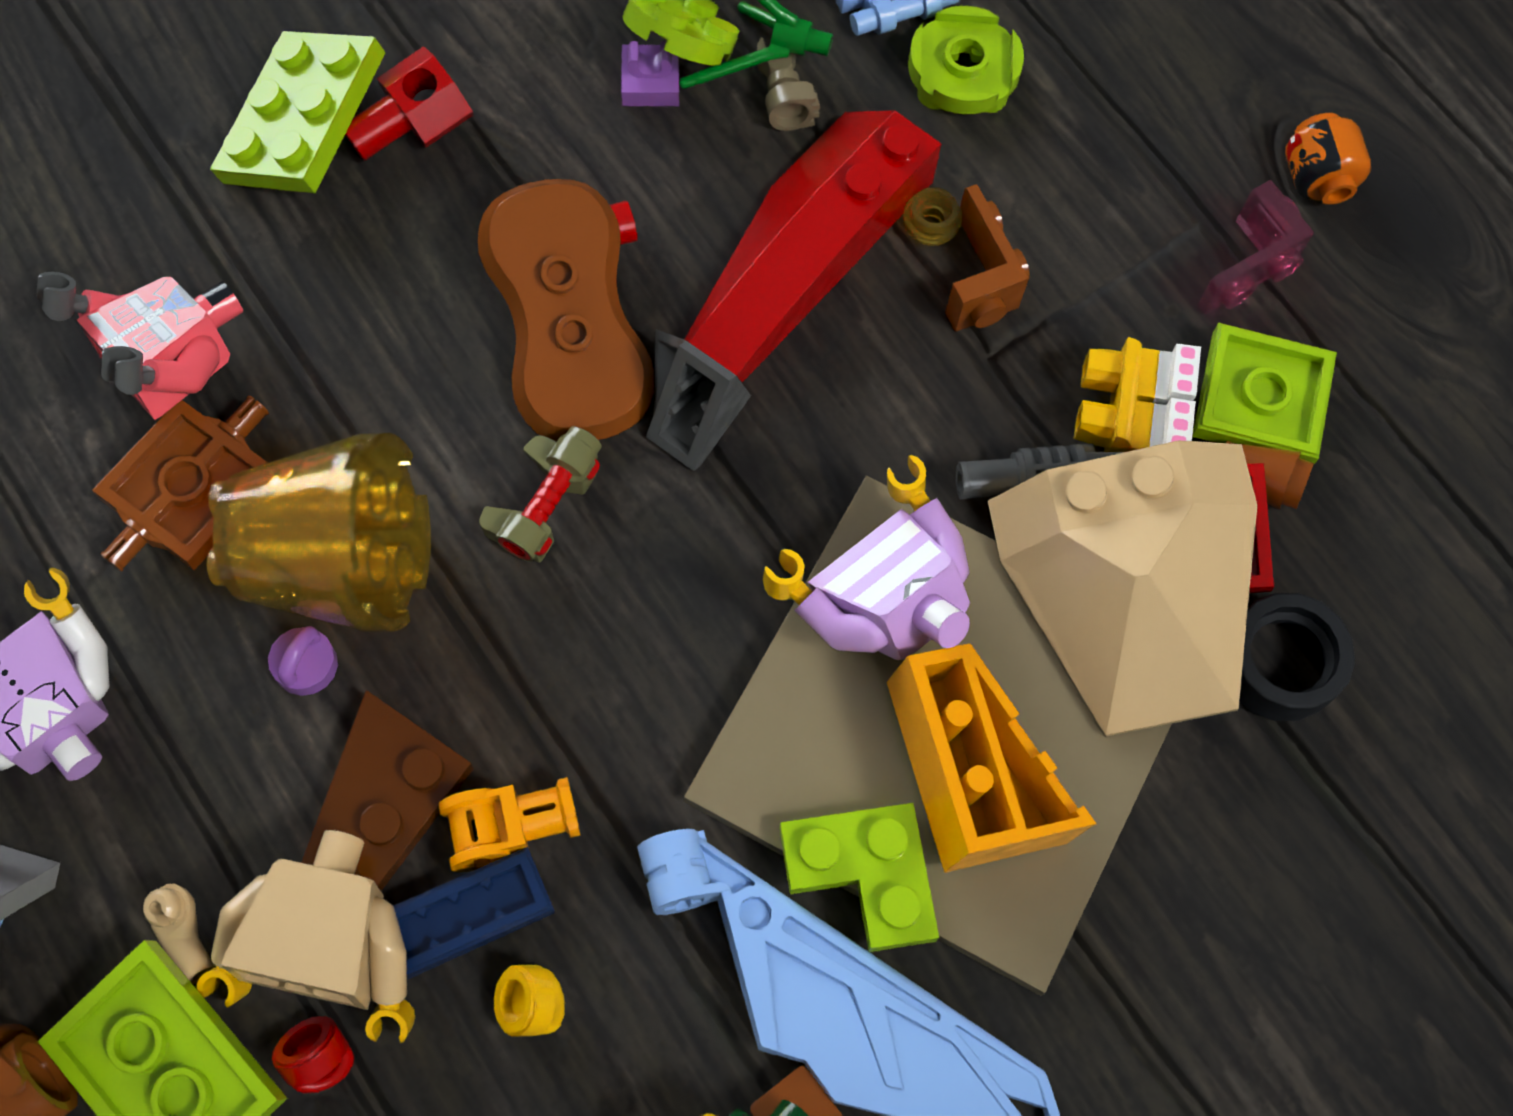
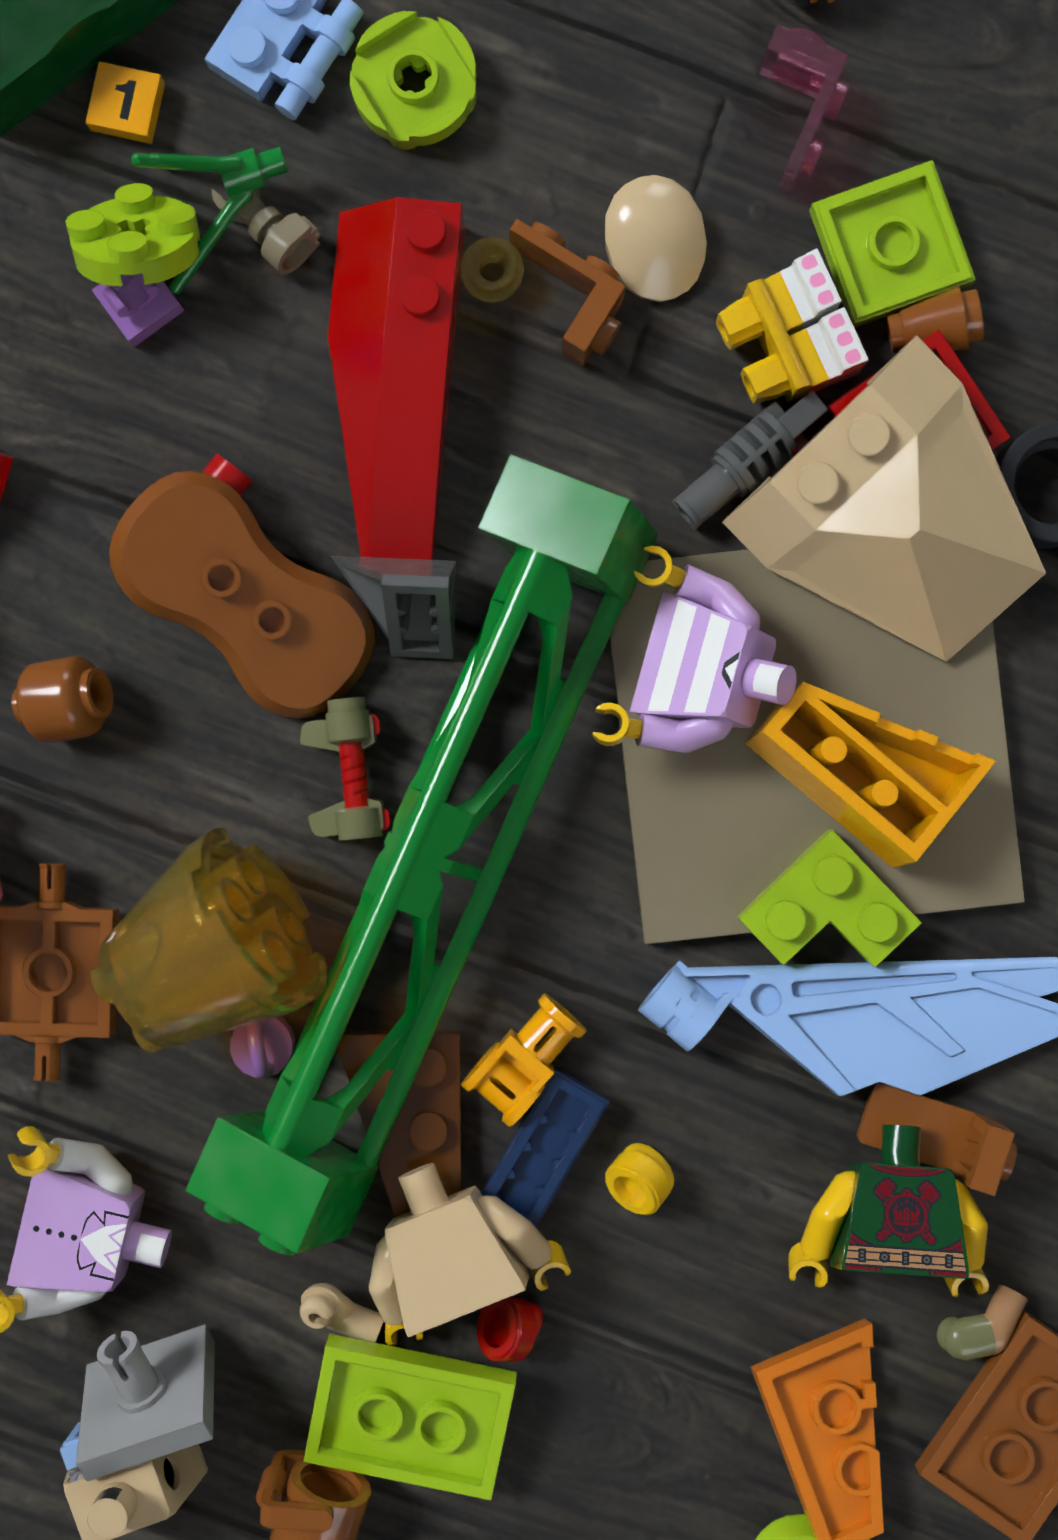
camera: 30 degrees left, 20 degrees up
(224, 746) = (280, 1163): none -> green piece
(368, 292) = (62, 699): none -> dark orange head
(1075, 275) = (655, 238): none -> tan hat

